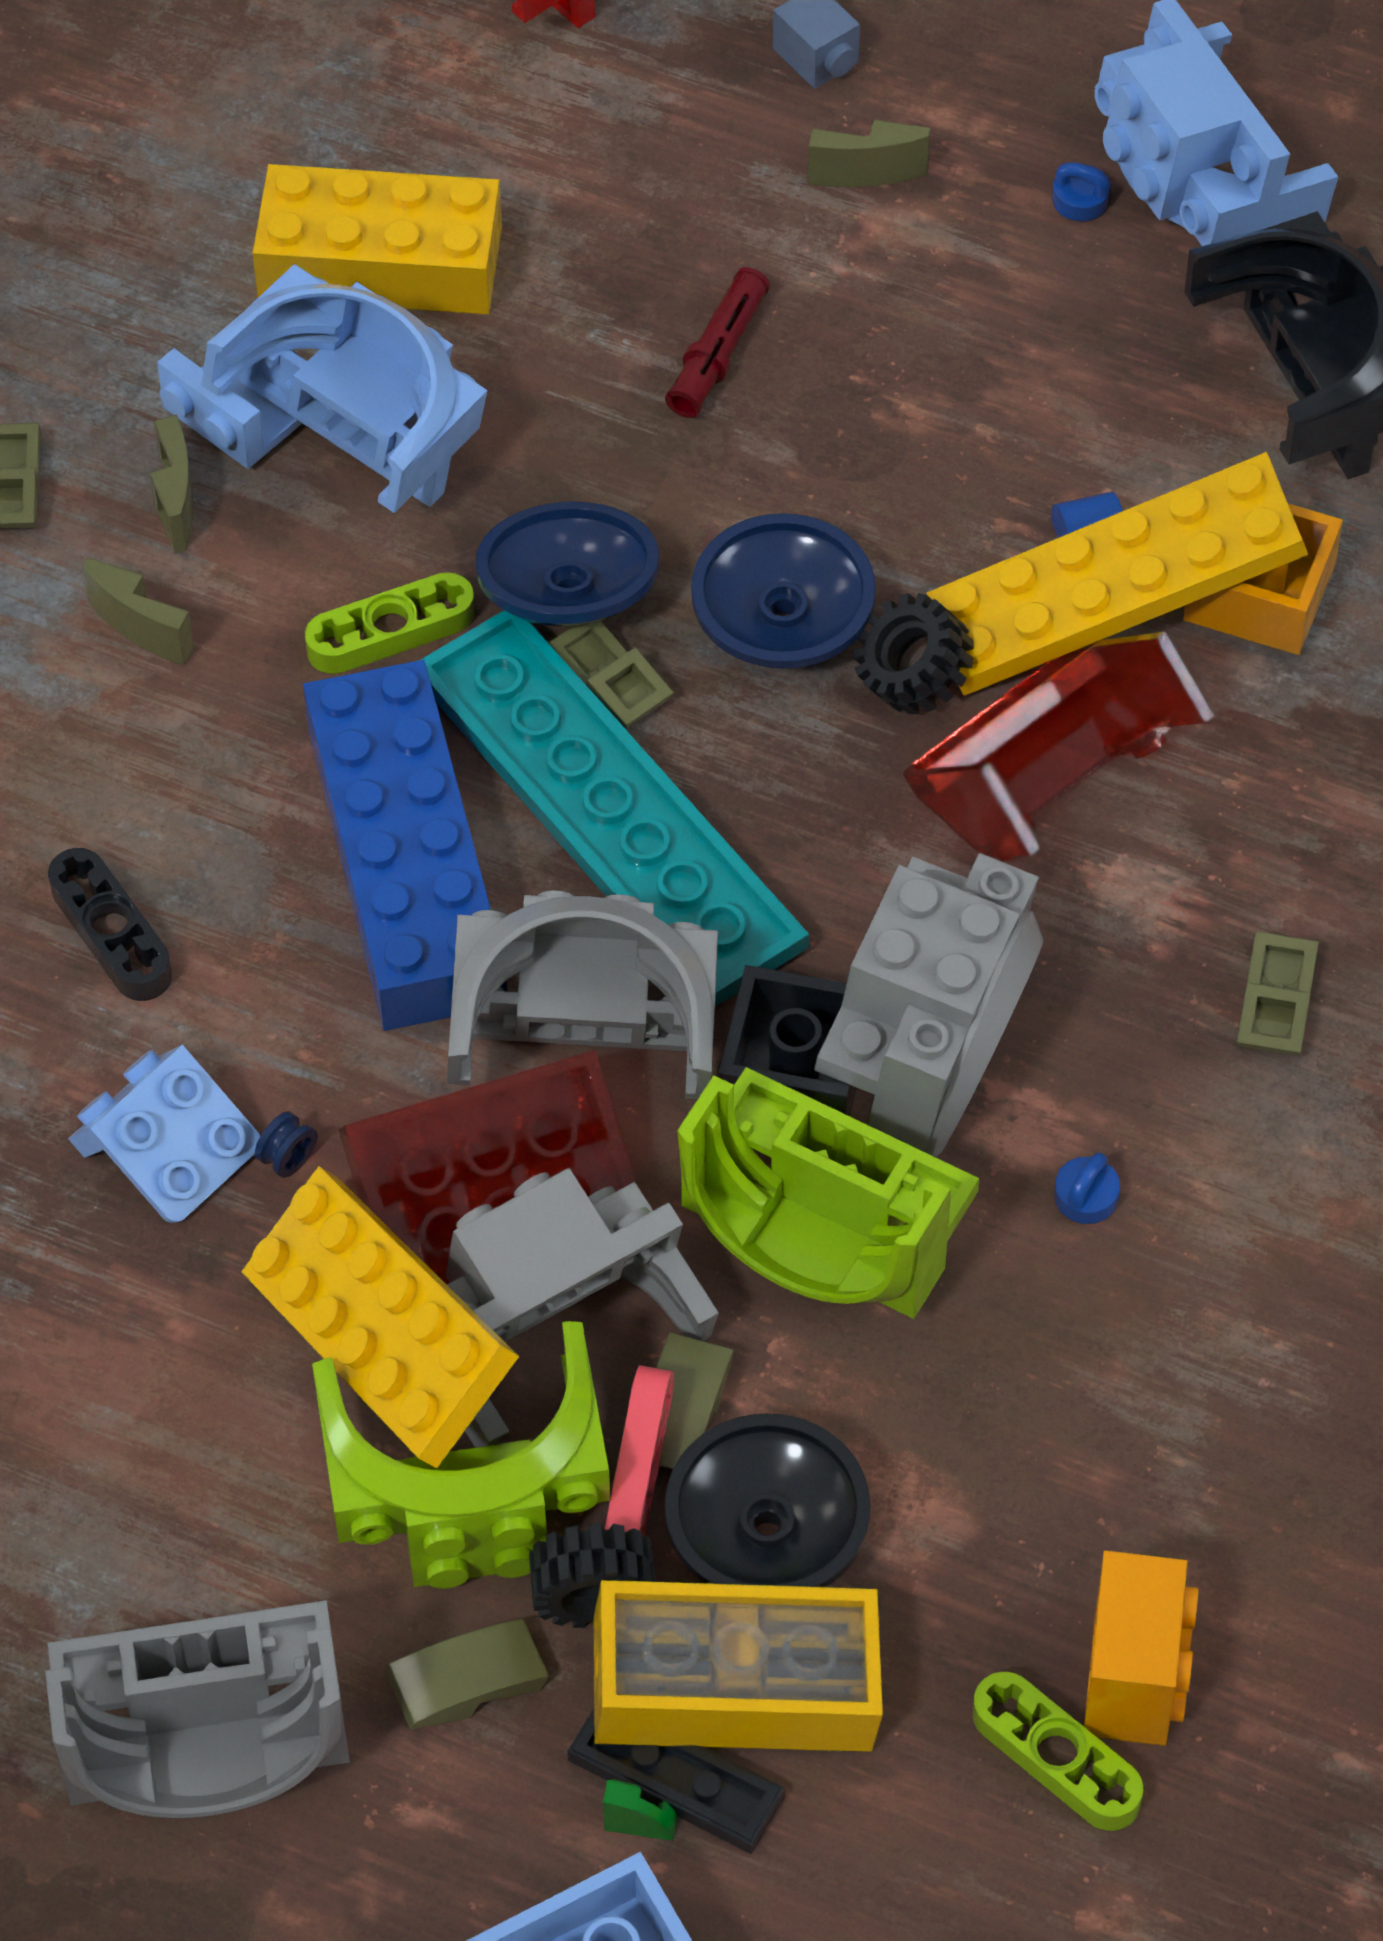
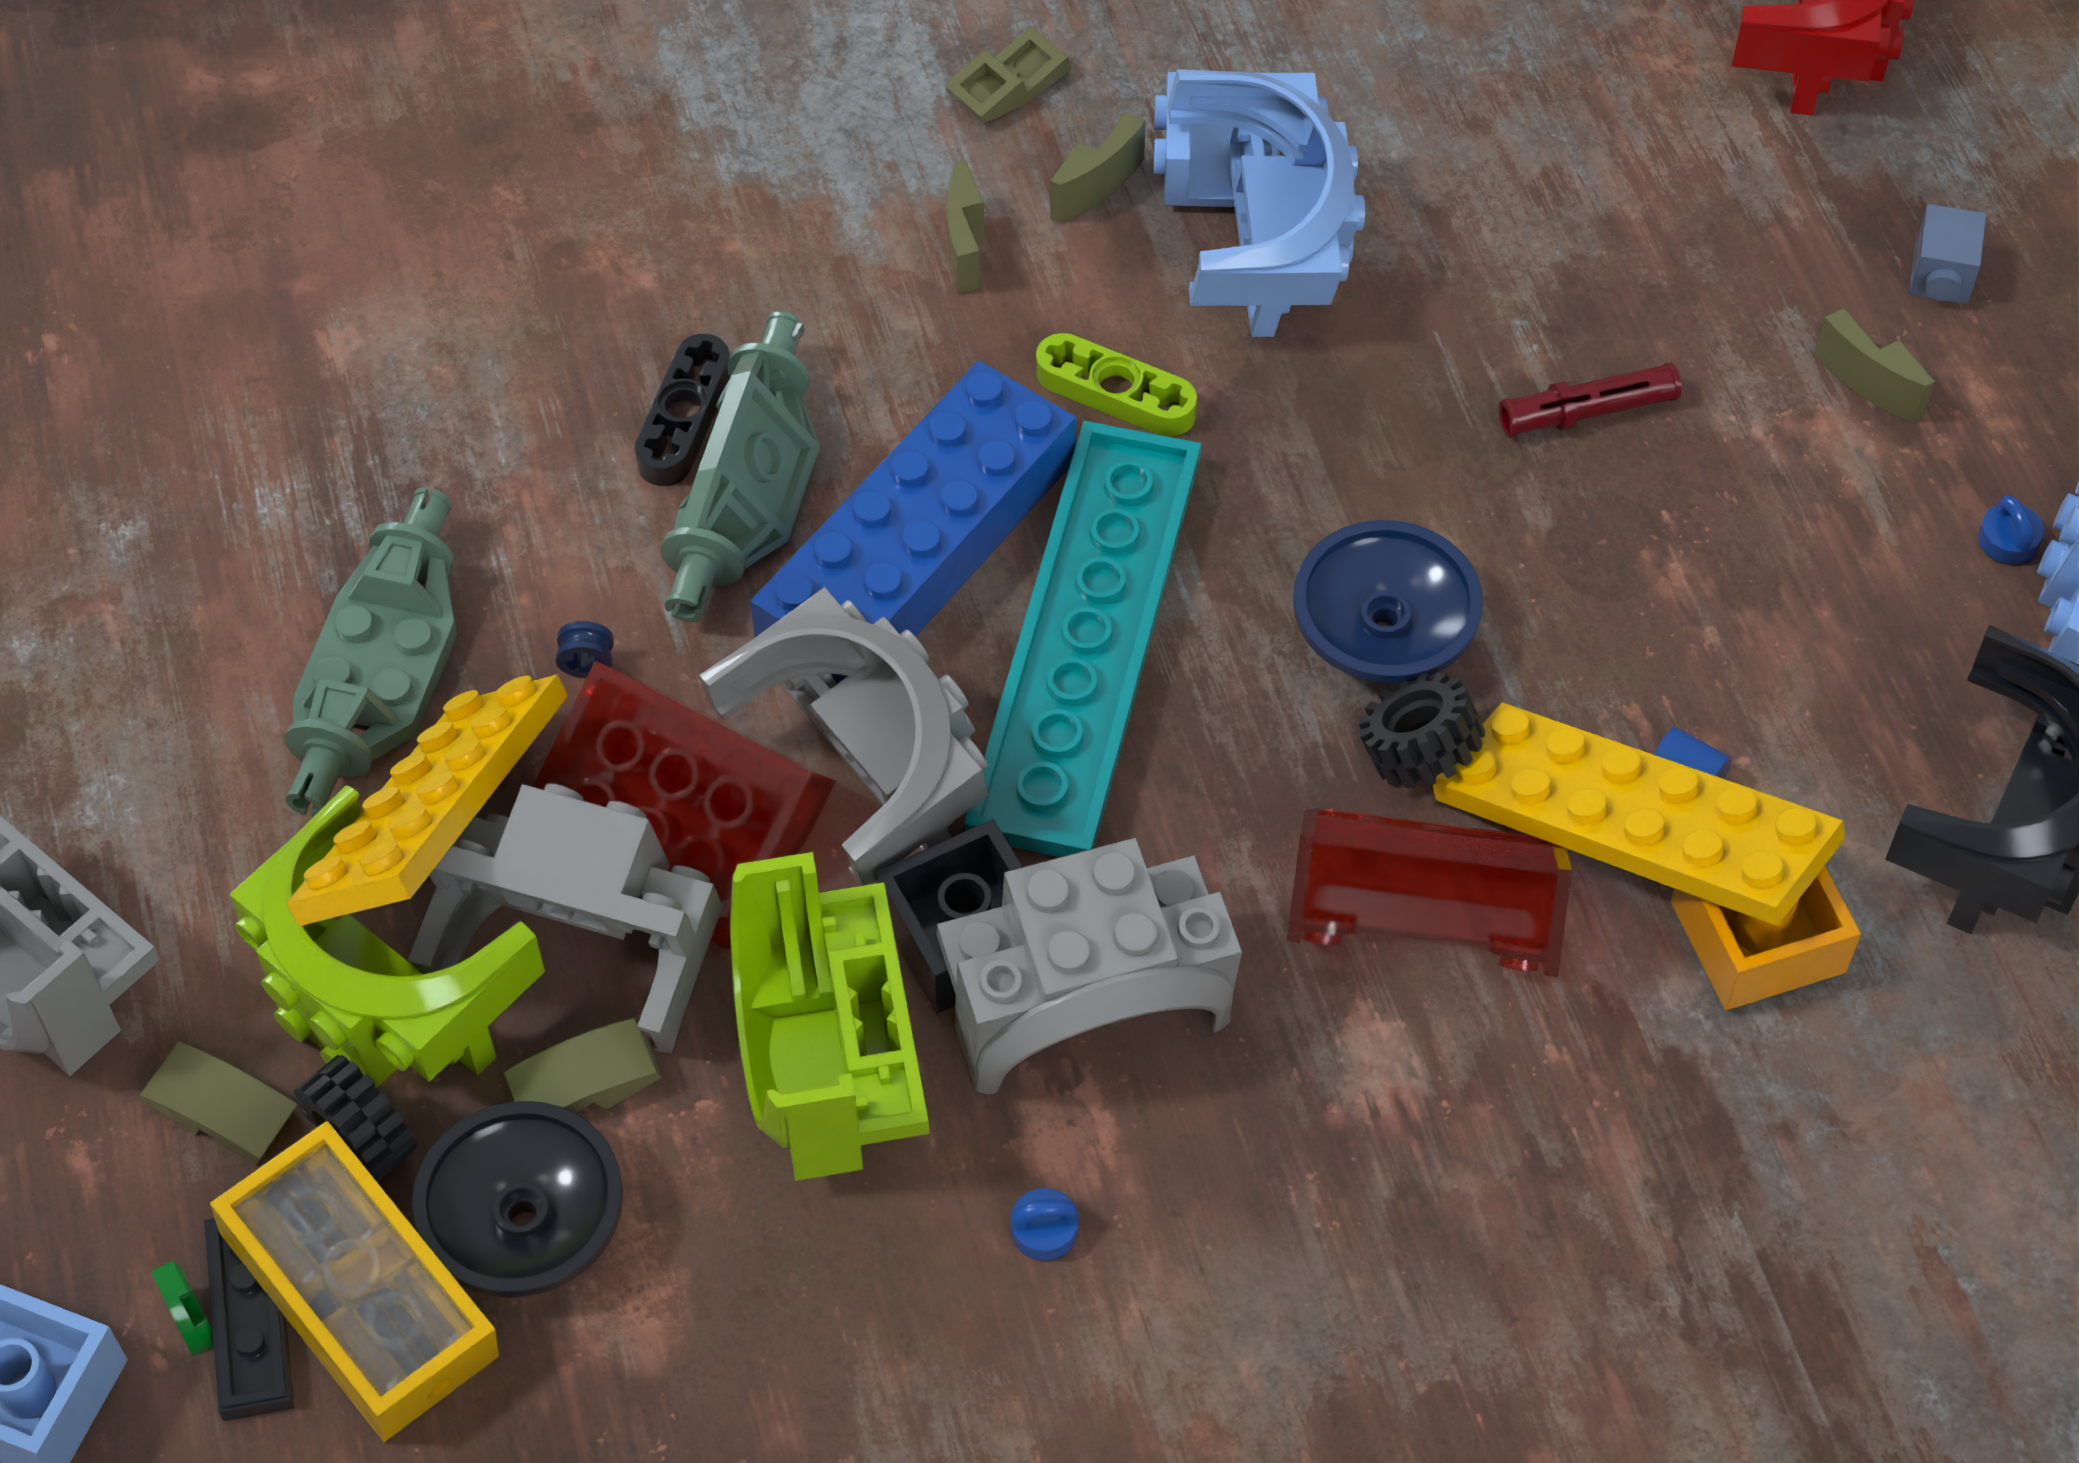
camera: 50 degrees right, 0 degrees up
(140, 1294) = (375, 655): none -> sand green plate
(168, 1132) = (525, 570): light blue bracket -> none
(273, 954) = (748, 473): none -> sand green plate
(397, 234) = (1444, 128): yellow brick -> none
(567, 563) = (1265, 446): dark blue dish -> none
(616, 677) = (1211, 549): olive slope -> none
(641, 1449) = (490, 1075): coral beam -> none
(1277, 993) = (1369, 1235): olive slope -> none

